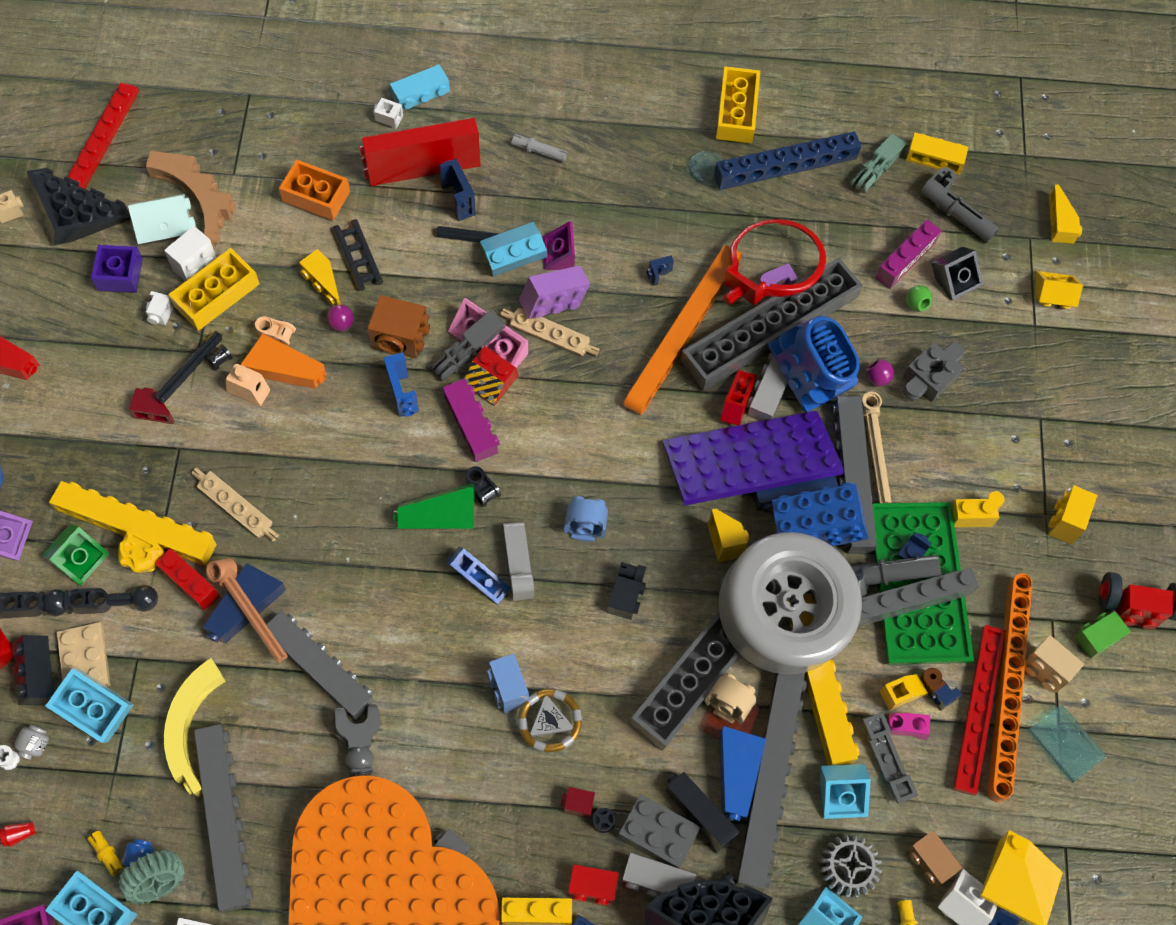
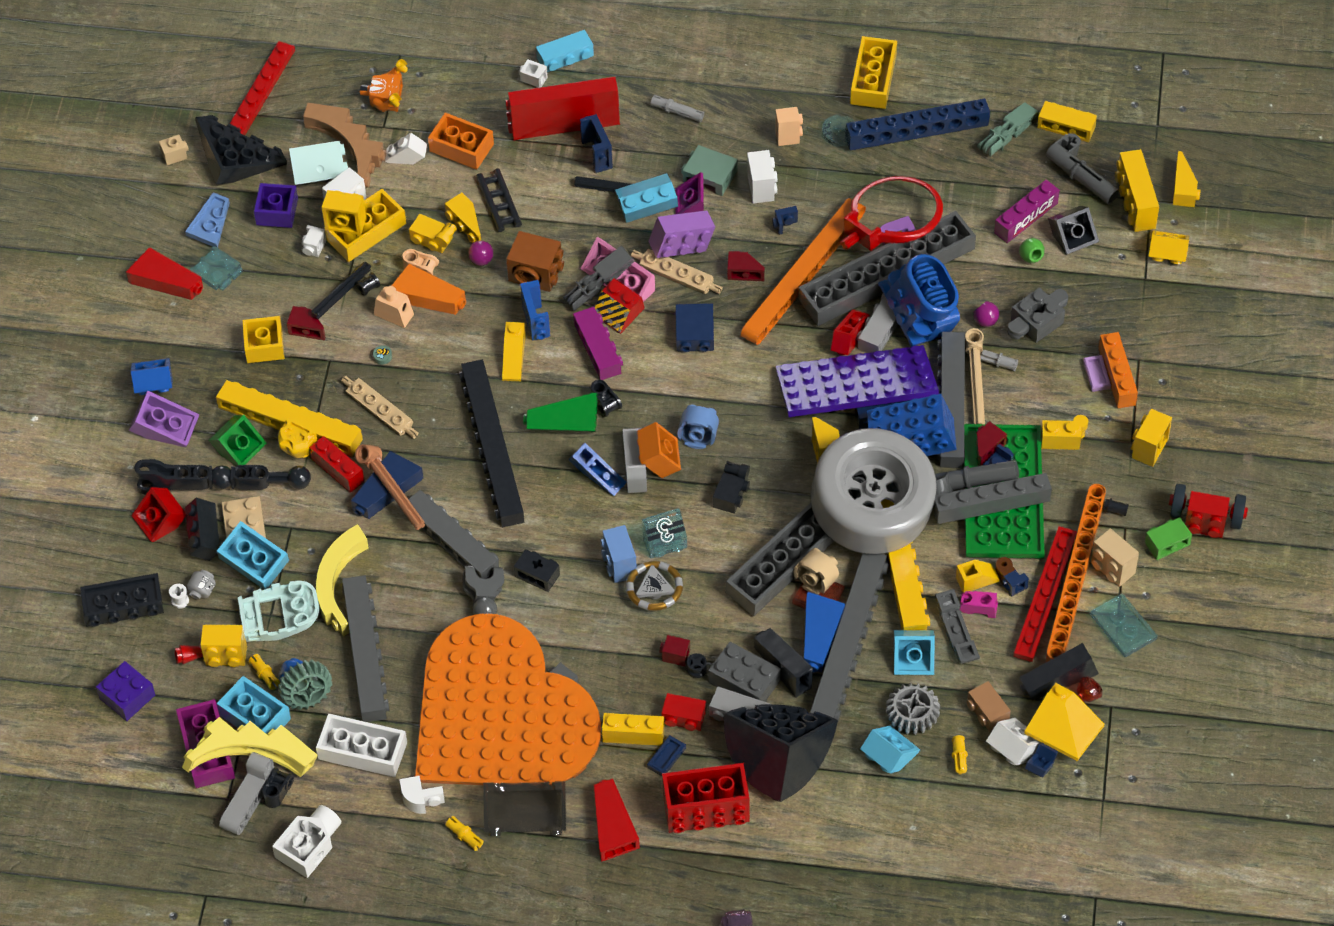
camera: 10 degrees right, 10 degrees down
(46, 287) = (209, 221): none -> medium blue wing
(54, 343) = (217, 269): none -> clear light blue plate
(55, 826) = (223, 645): none -> yellow brick
(103, 428) = (263, 339): none -> yellow brick
(145, 767) = (298, 605): none -> light aqua slope
(187, 279) = (344, 212): none -> yellow brick
(234, 132) = (386, 88): none -> orange torso
(236, 440) = (382, 354): none -> sand green tile
(257, 201) = (406, 150): none -> white slope
(286, 296) = (431, 233): none -> yellow hinge
(361, 547) = (492, 443): none -> black brick
(380, 433) = (513, 351): none -> yellow slope
(422, 714) = (537, 570): none -> black brick
(545, 551) = (658, 450): none -> orange brick
(557, 655) = (664, 533): none -> clear light blue slope
(574, 398) = (694, 327): none -> dark blue panel
(581, 210) = (716, 168): none -> sand green panel
(621, 325) = (744, 267): none -> dark red slope
(633, 223) = (761, 176): none -> white brick
(656, 165) = (788, 126): none -> light nougat brick
(898, 425) = (999, 360): none -> light grey axle
(900, 527) = (986, 441): none -> dark red slope
(1000, 436) = (1096, 373): none -> lavender tile
(1007, 814) = (1064, 670): none -> black slope
(1020, 229) = (1137, 190): none -> yellow brick
(1024, 434) = (1118, 370): none -> orange brick
(1043, 597) = (1116, 507): none -> black pin
(1043, 832) = (1089, 689): none -> clear red cone

